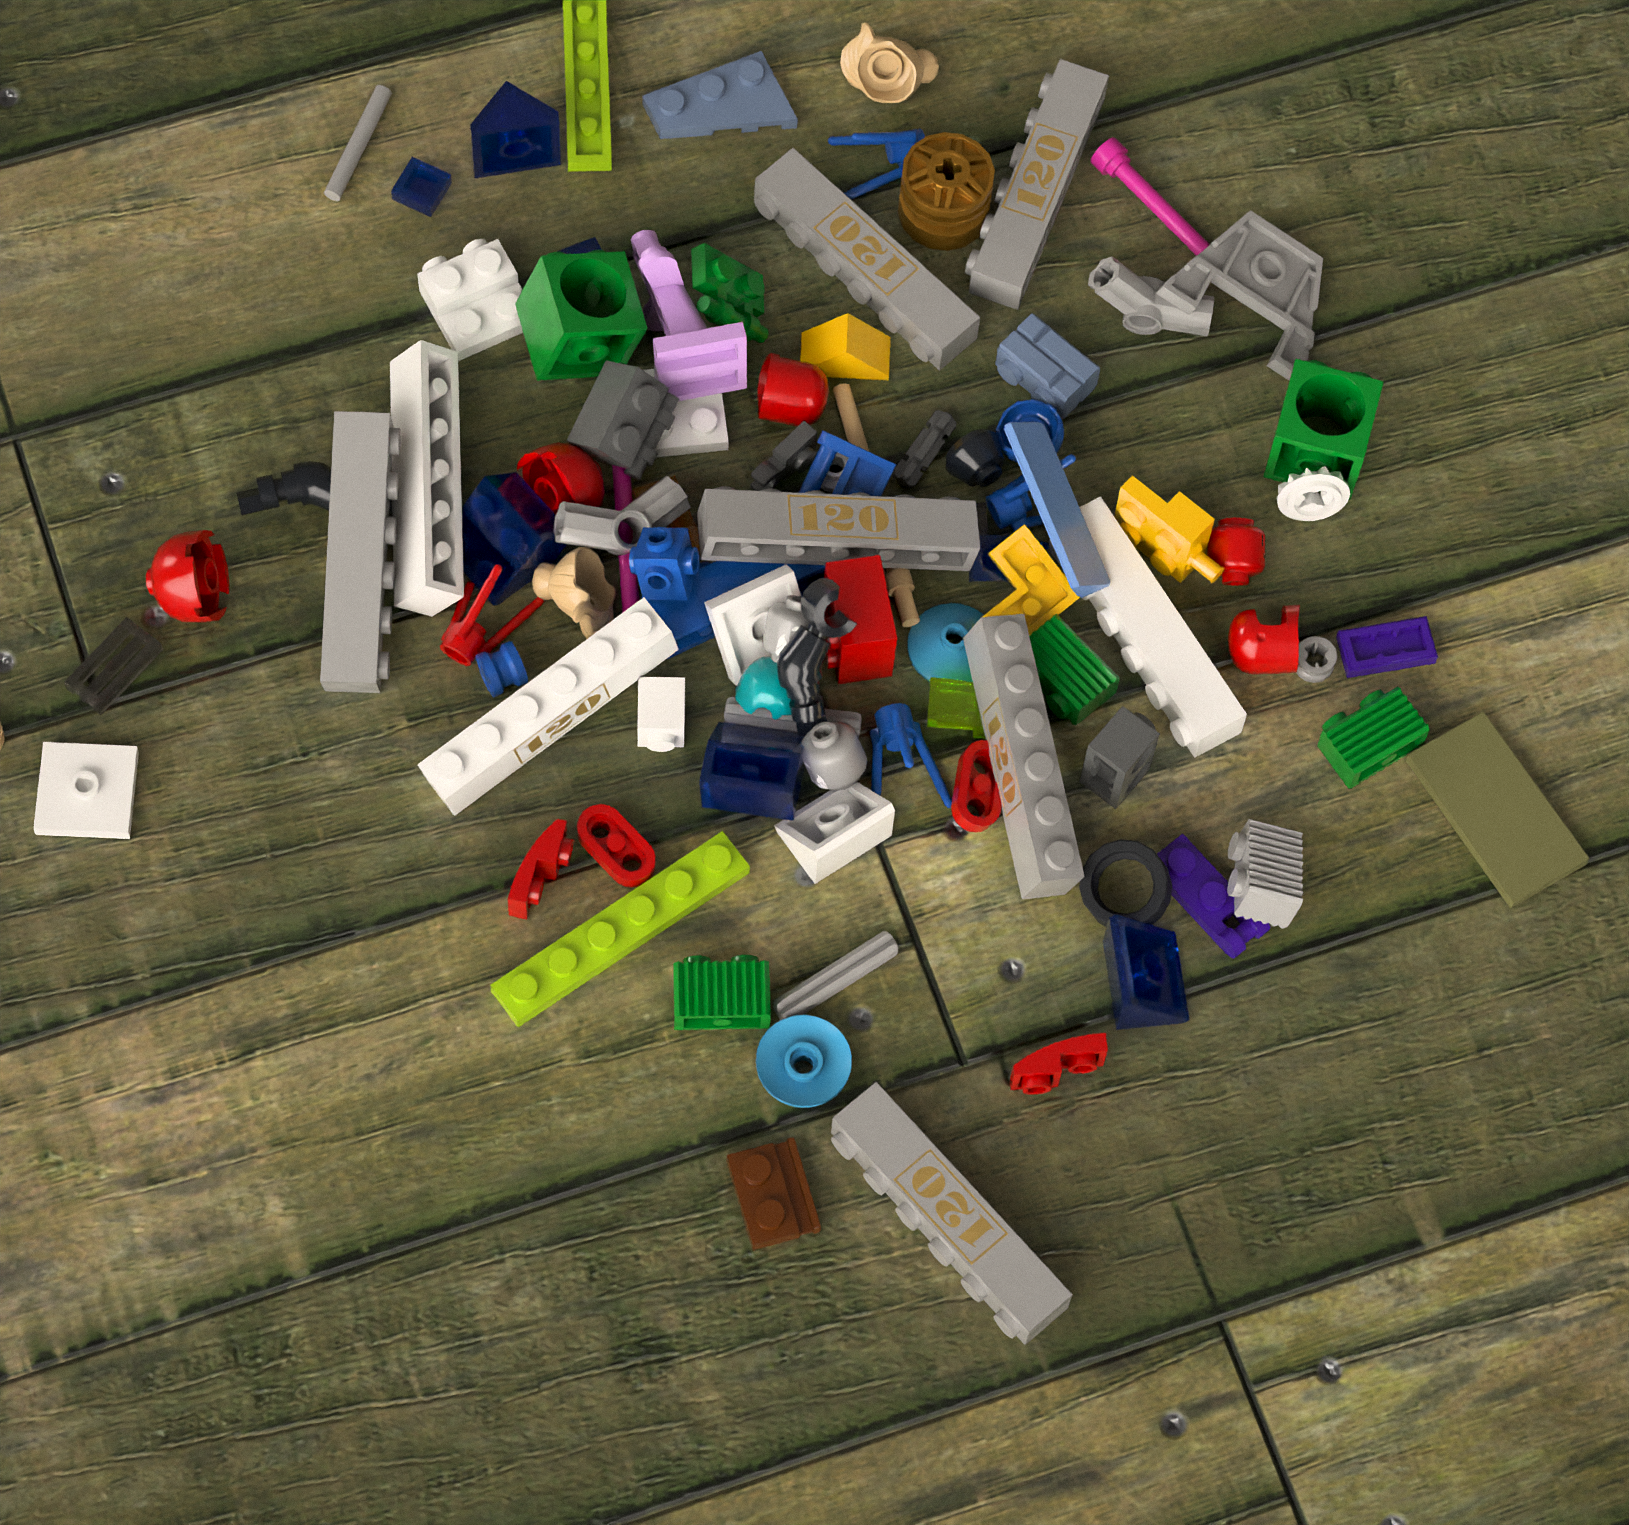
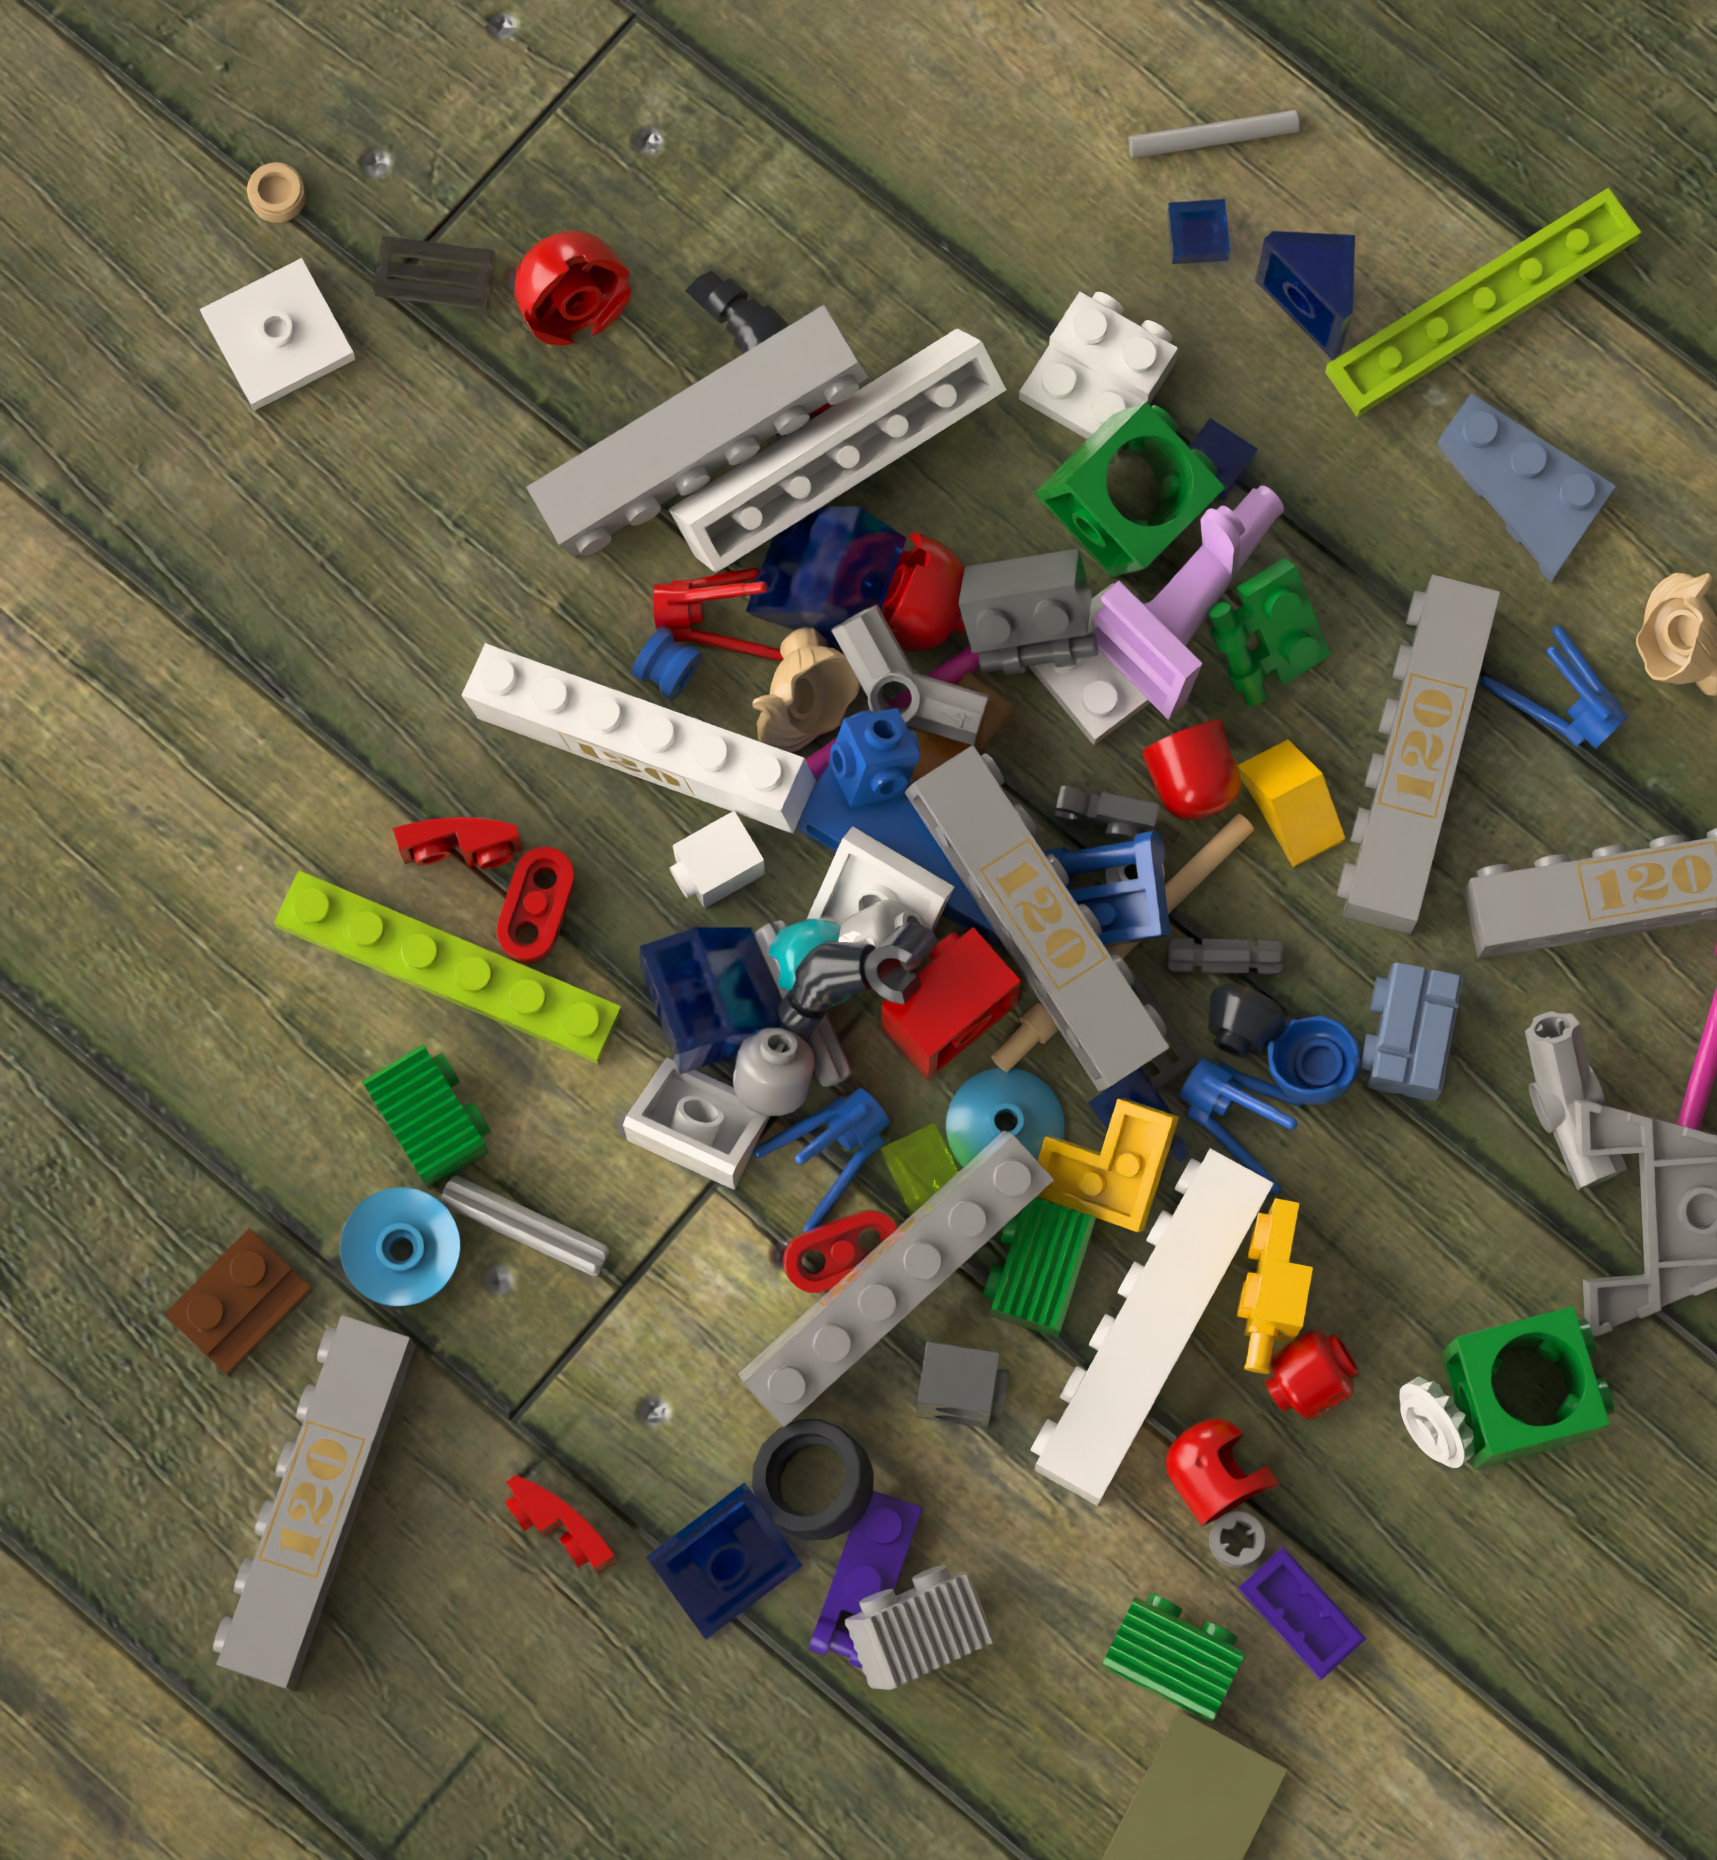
camera: 65 degrees right, 10 degrees up
(945, 191) = (1551, 821): pearl gold wheel -> none
(1057, 507) = (1214, 1141): medium blue slope -> none

